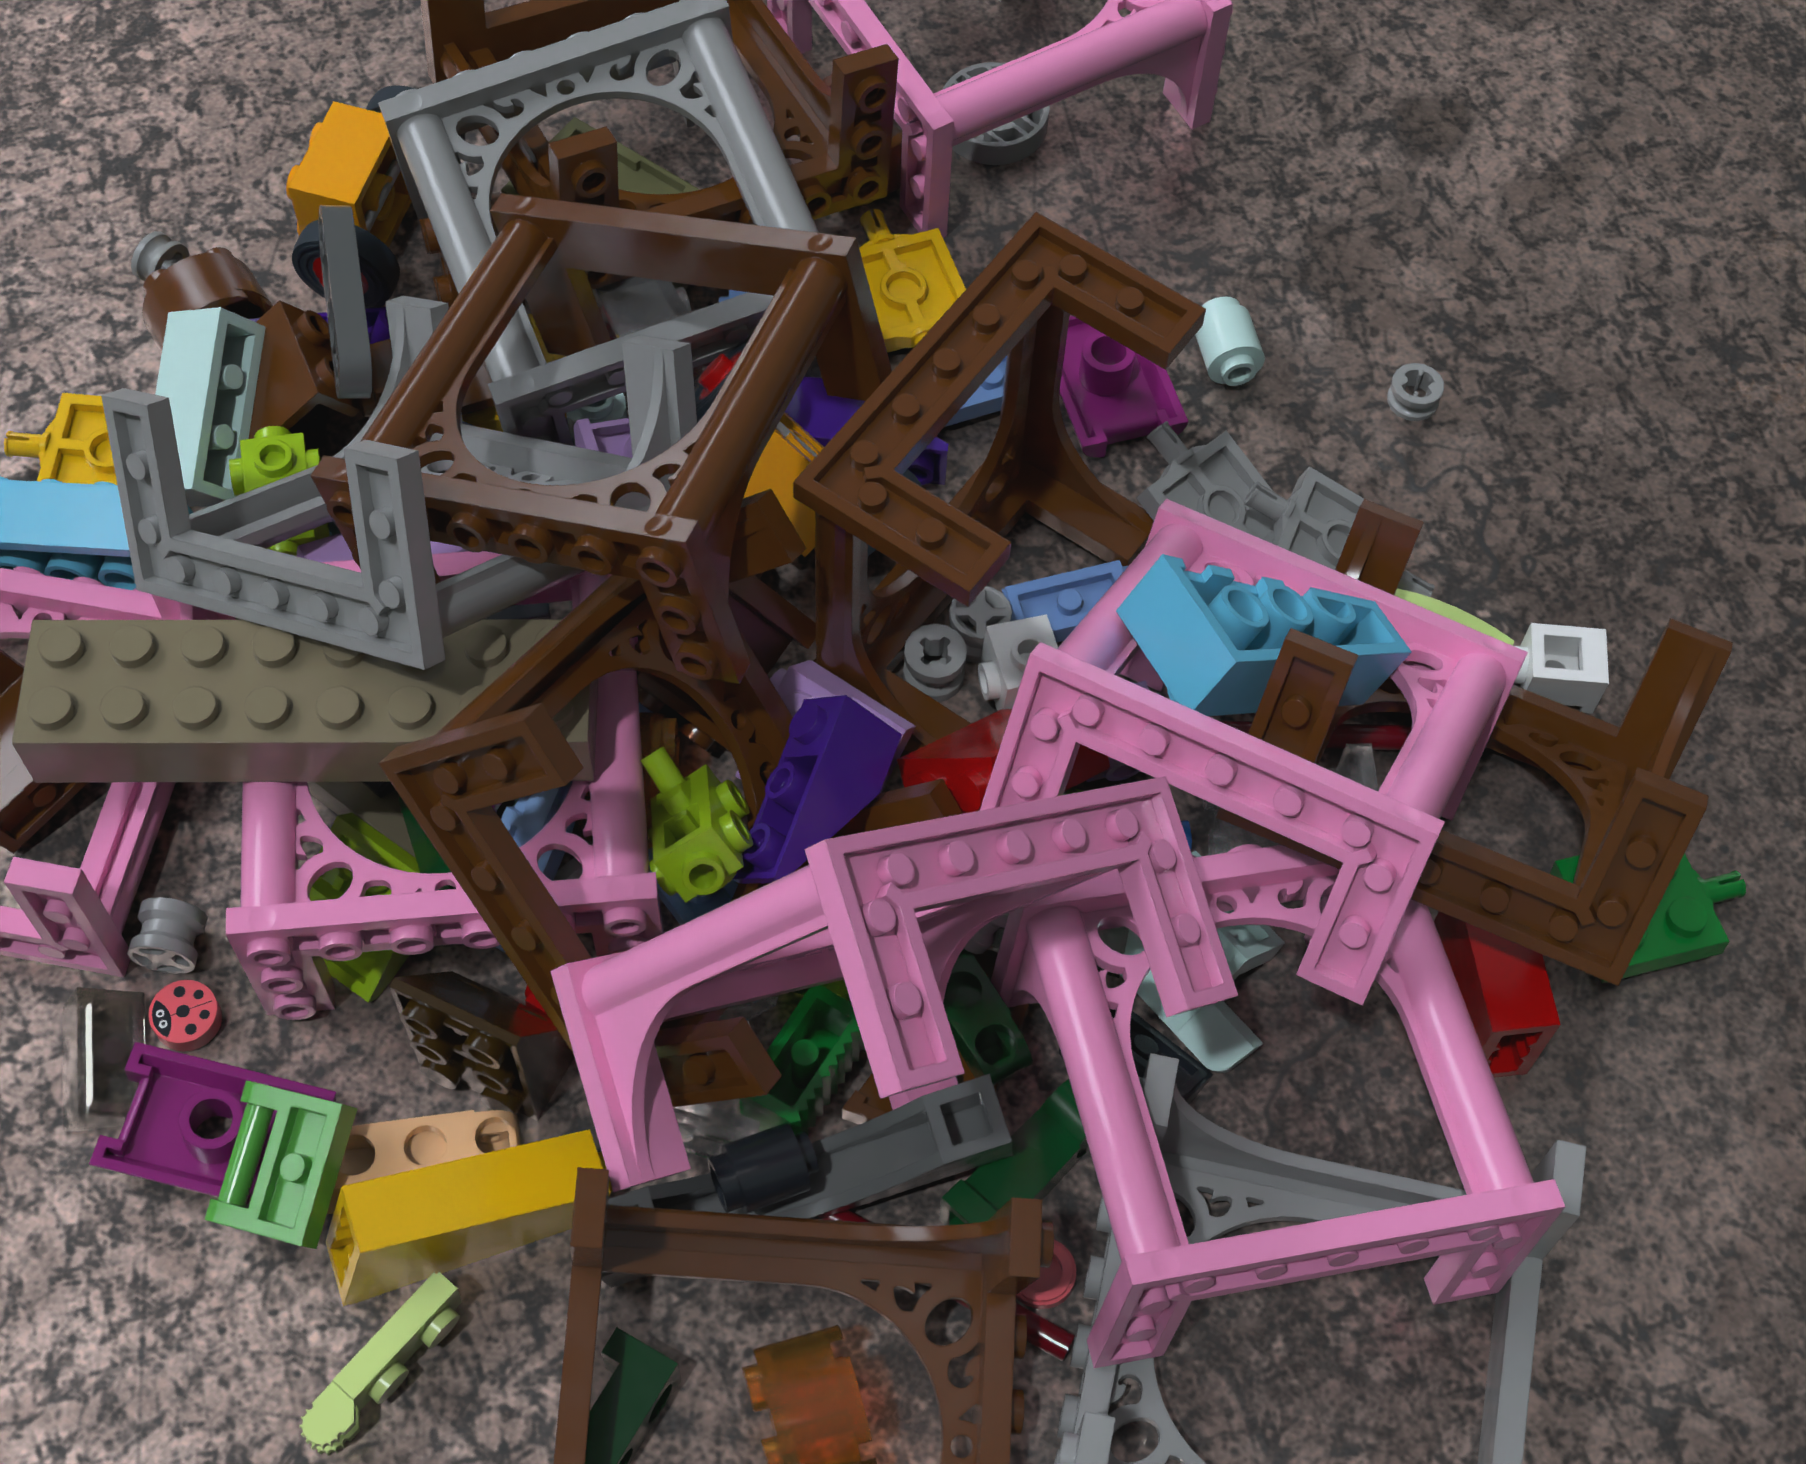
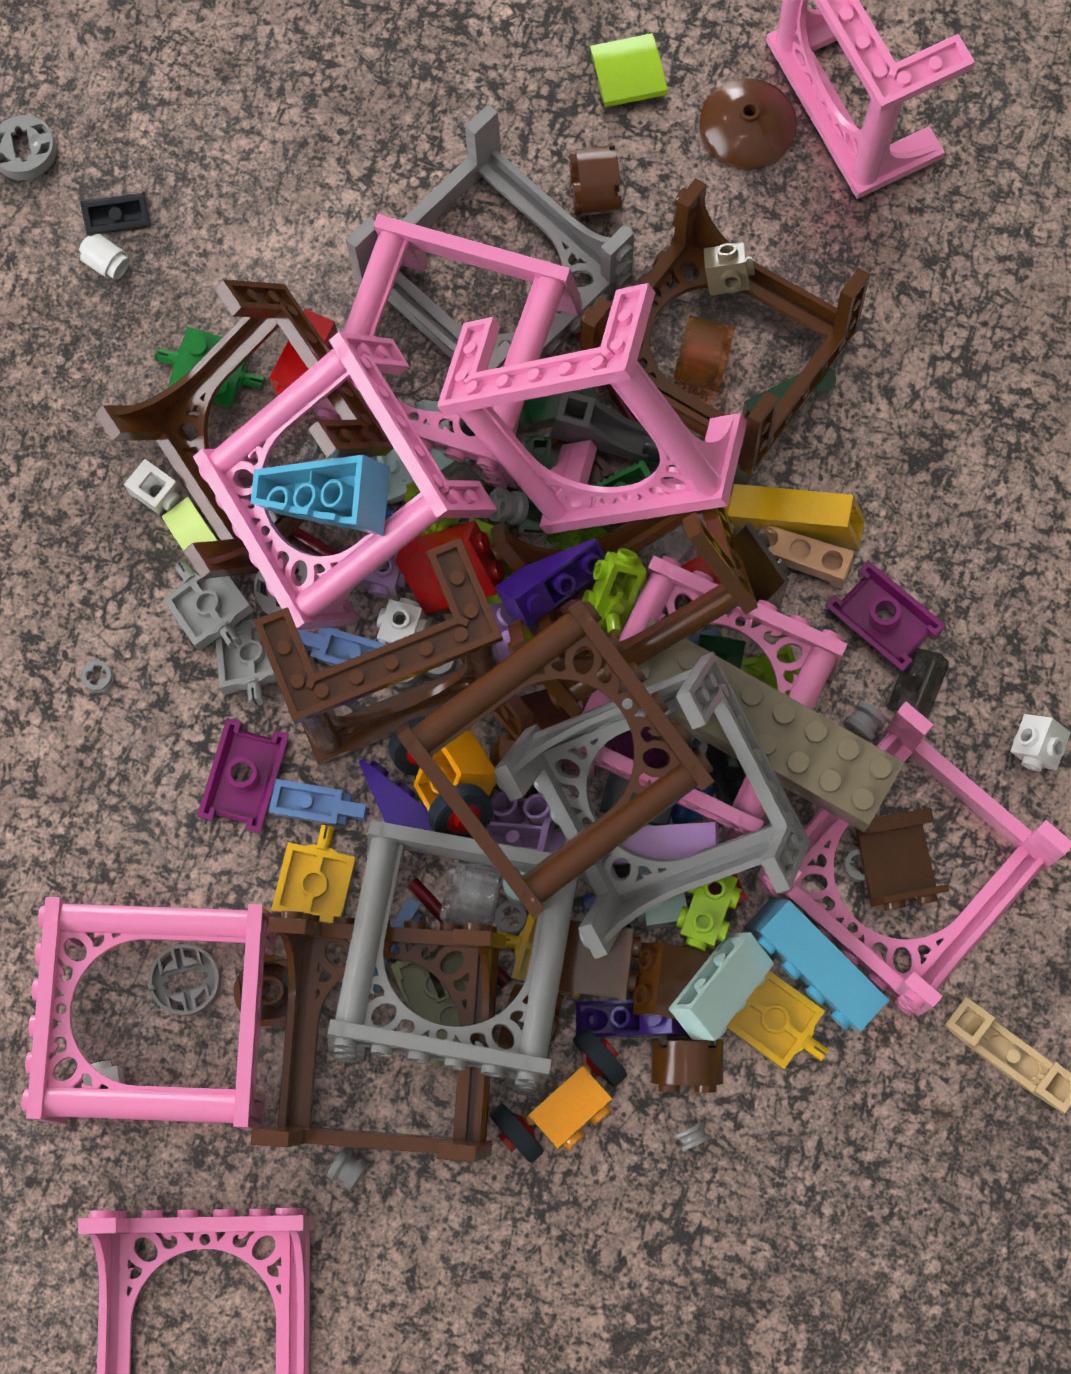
camera: 140 degrees left, 15 degrees up
(185, 1015) = (873, 684): coral tile -> none
(296, 1168) = (858, 561): bright green plate -> none
(344, 302) = (622, 989): dark grey beam -> none
(380, 1364) = (865, 474): yellowish green hinge -> none
(1229, 342) = (171, 753): light aqua brick -> none

